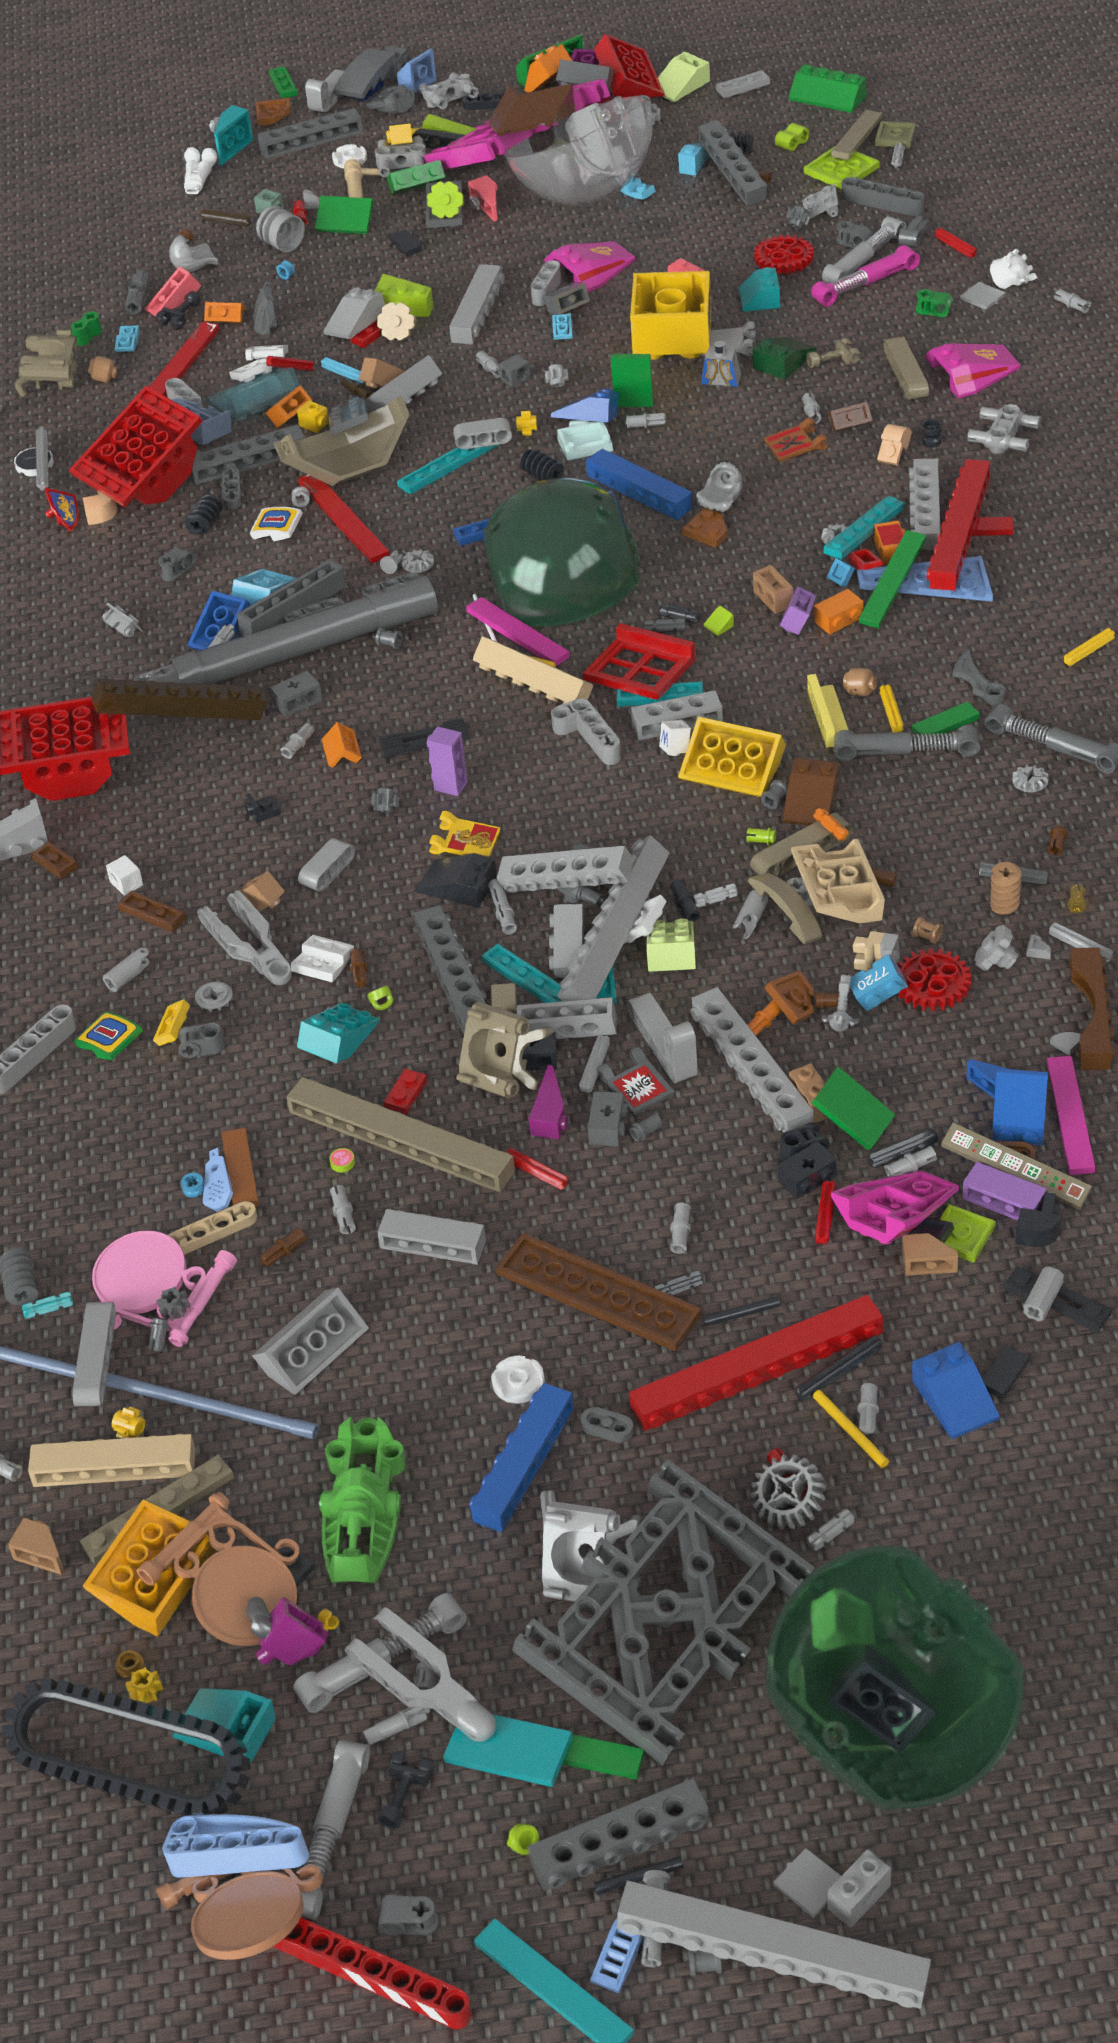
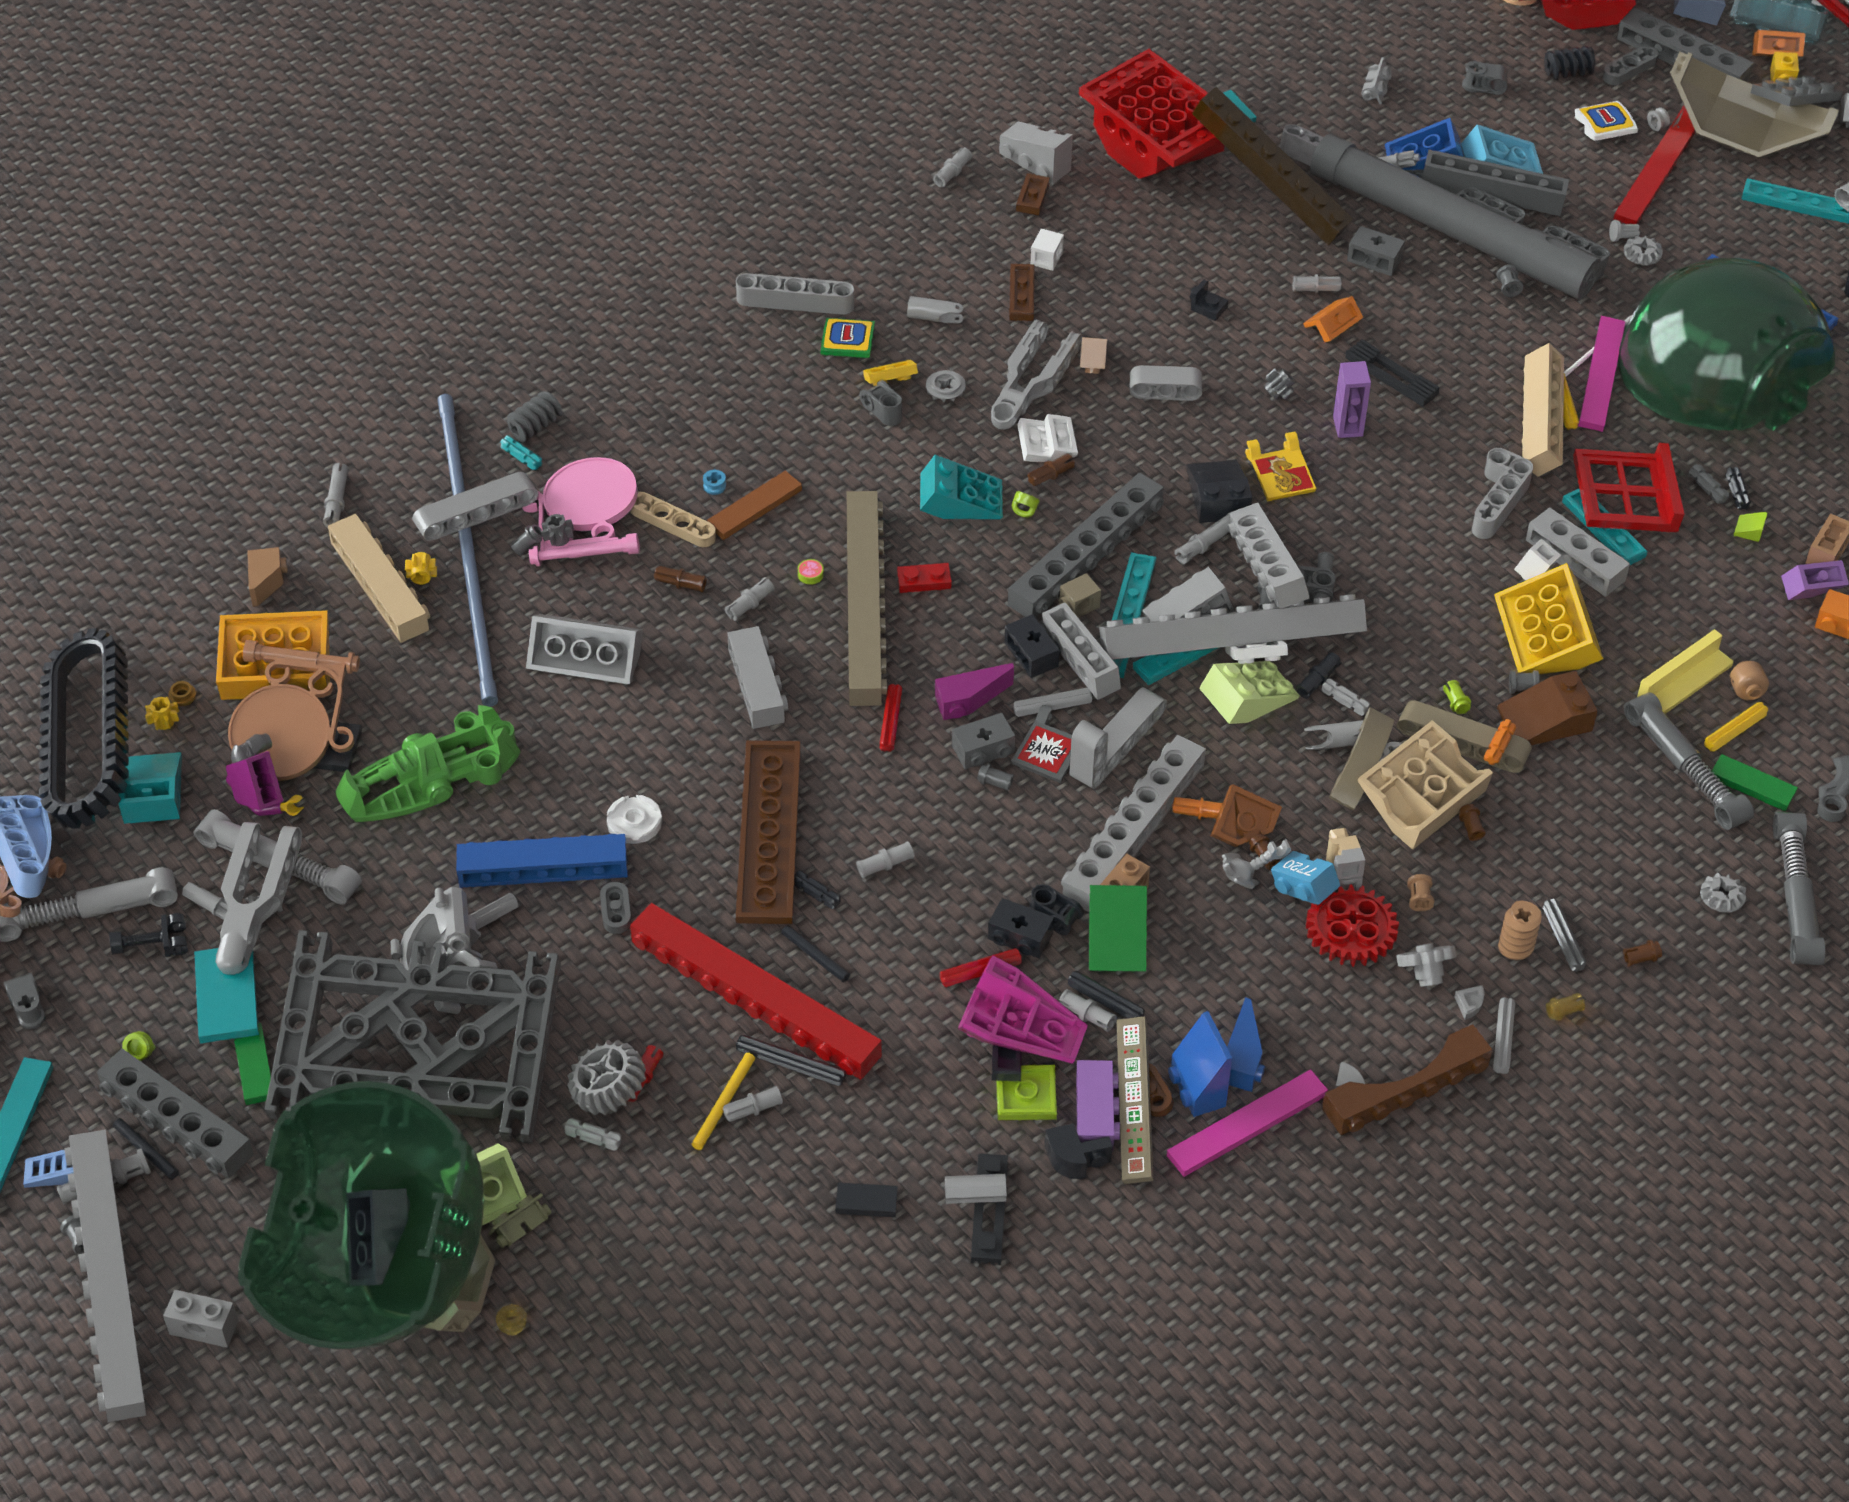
camera: 55 degrees right, 5 degrees up
(171, 1498) = (366, 639): dark tan plate -> none
(217, 1183) = (723, 498): light blue piece -> none
(483, 1050) = (993, 611): dark tan piece -> none
(807, 1882) = (201, 1276): light grey piece -> none
(927, 1255) = (970, 1070): medium nougat slope -> none
(954, 1390) = (813, 1165): blue slope -> none

